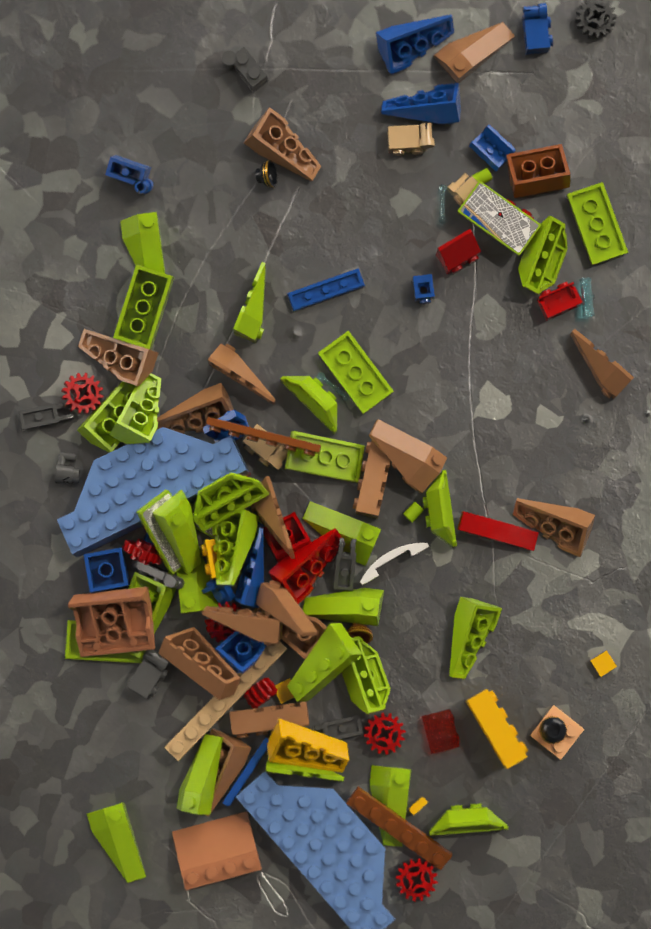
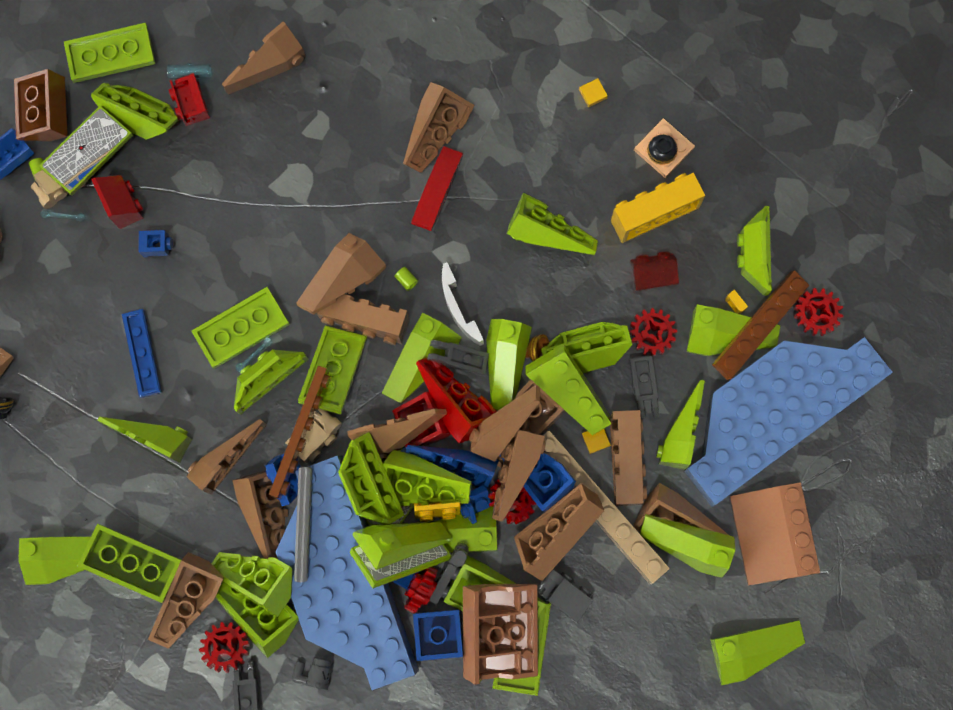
camera: 80 degrees left, 5 degrees down
(186, 447) = (303, 524): none -> light grey axle
(246, 773) = (686, 491): blue tile -> none
(260, 693) = (597, 466): red gear -> none
(306, 748) = (665, 418): yellow wedge -> none
(440, 510) = (408, 248): lime wedge -> none

